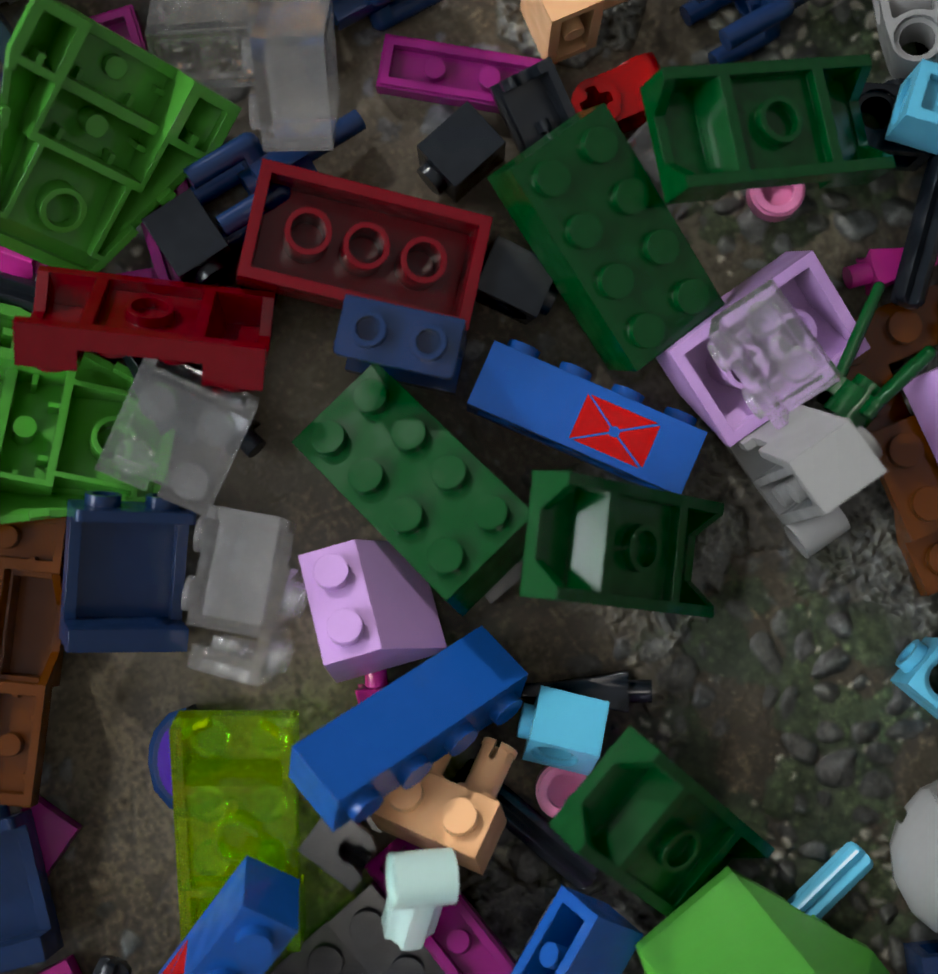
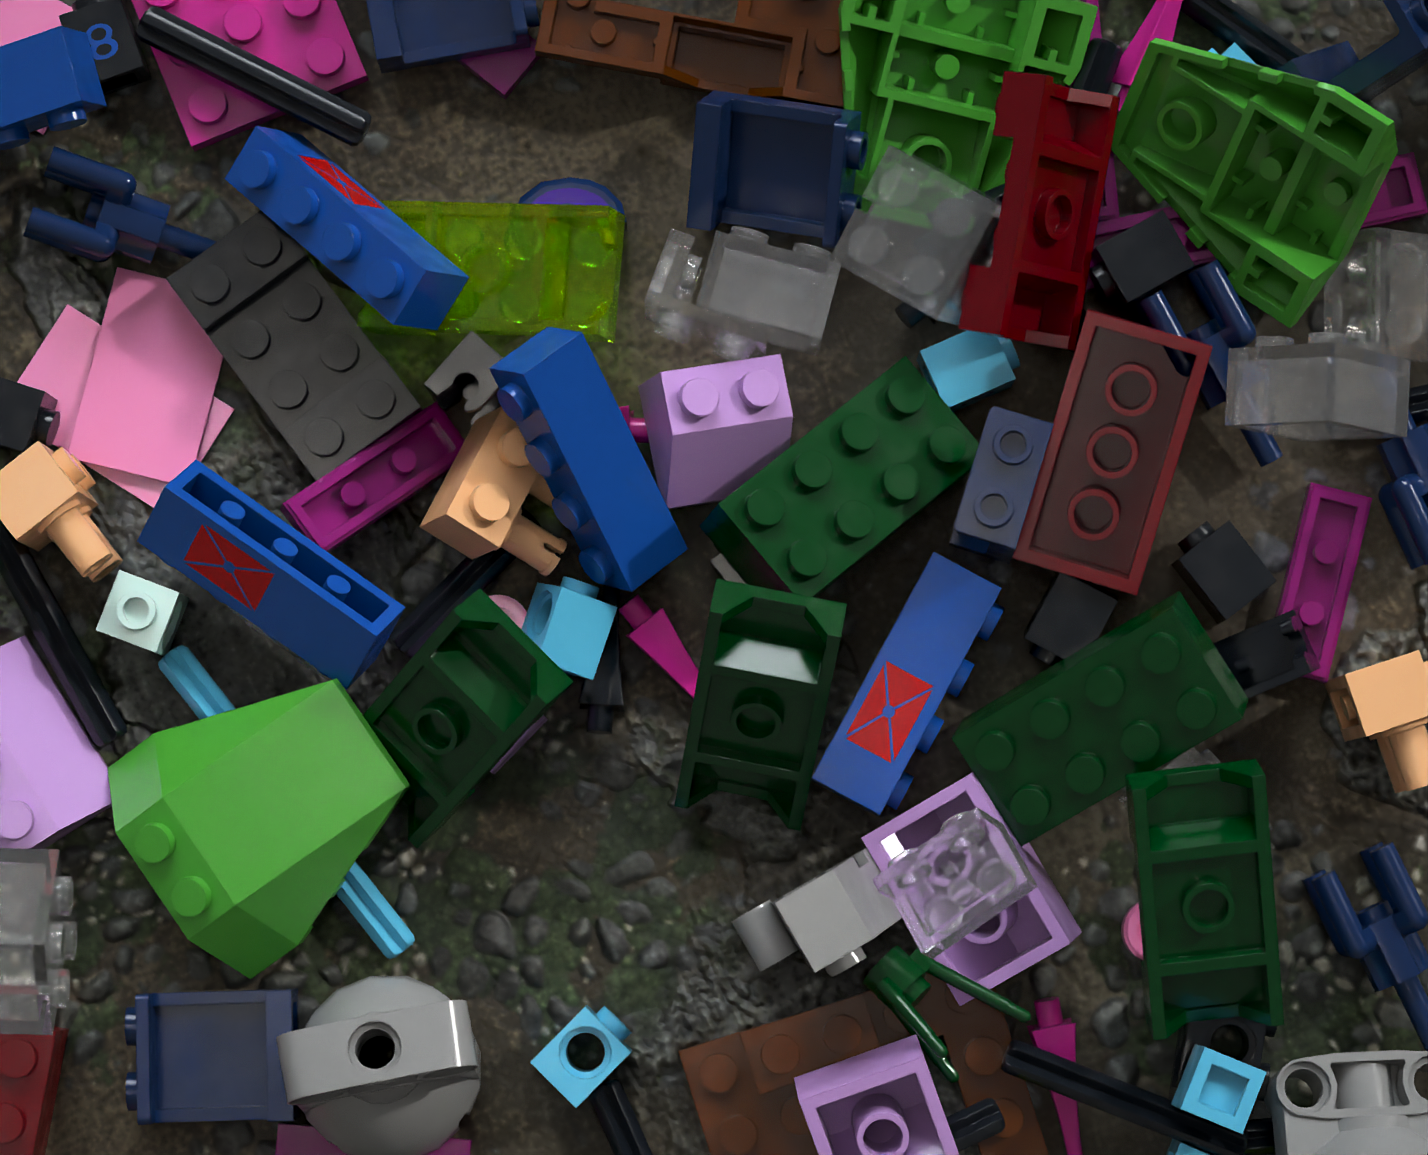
camera: 90 degrees right, 0 degrees up
(296, 386) = (969, 367): none -> medium azure brick
(416, 892) = (417, 451): light aqua piece -> none
(566, 642) = (660, 642): none -> dark pink piece
(619, 91) = (1288, 771): red piece -> none

